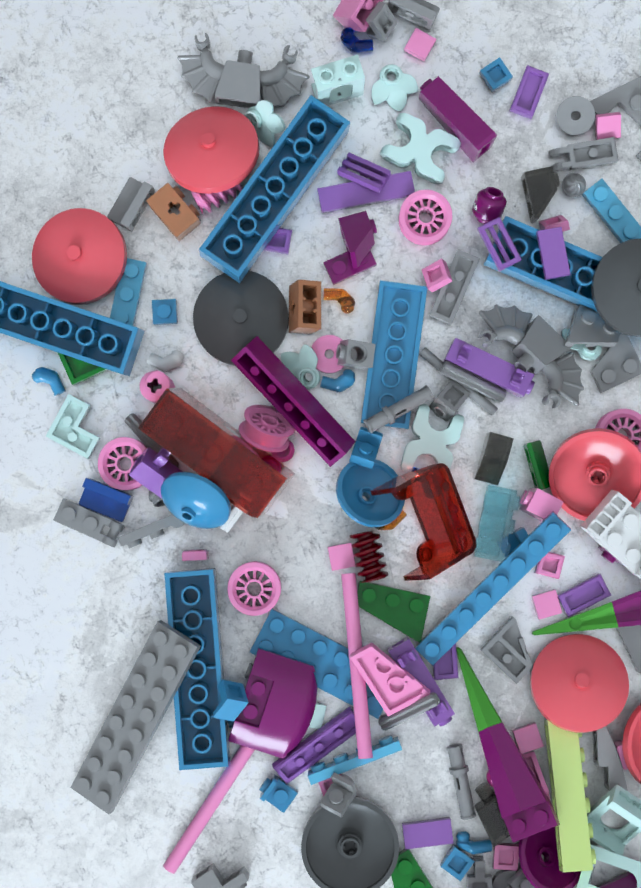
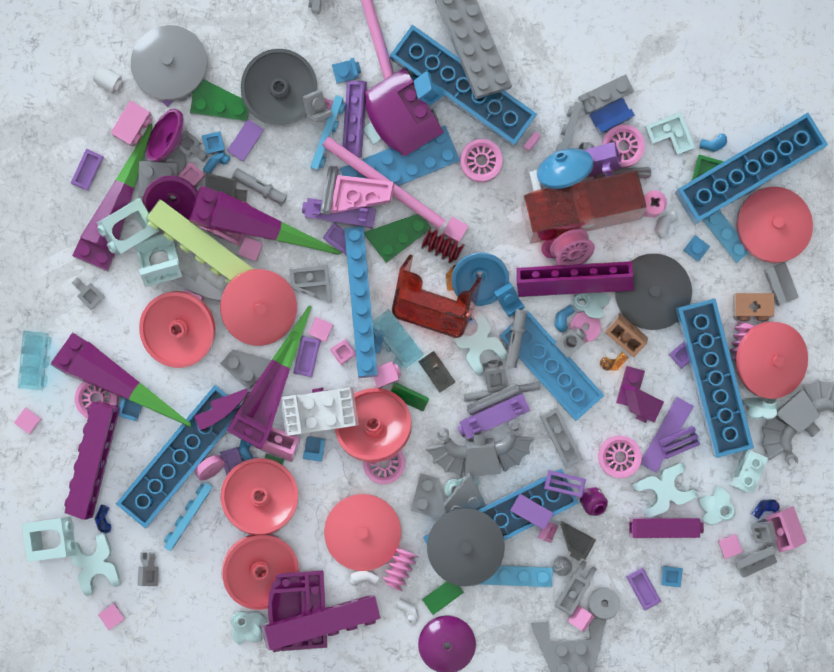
camera: 130 degrees right, 0 degrees up
(436, 275) = (578, 433): bright pink tile -> none

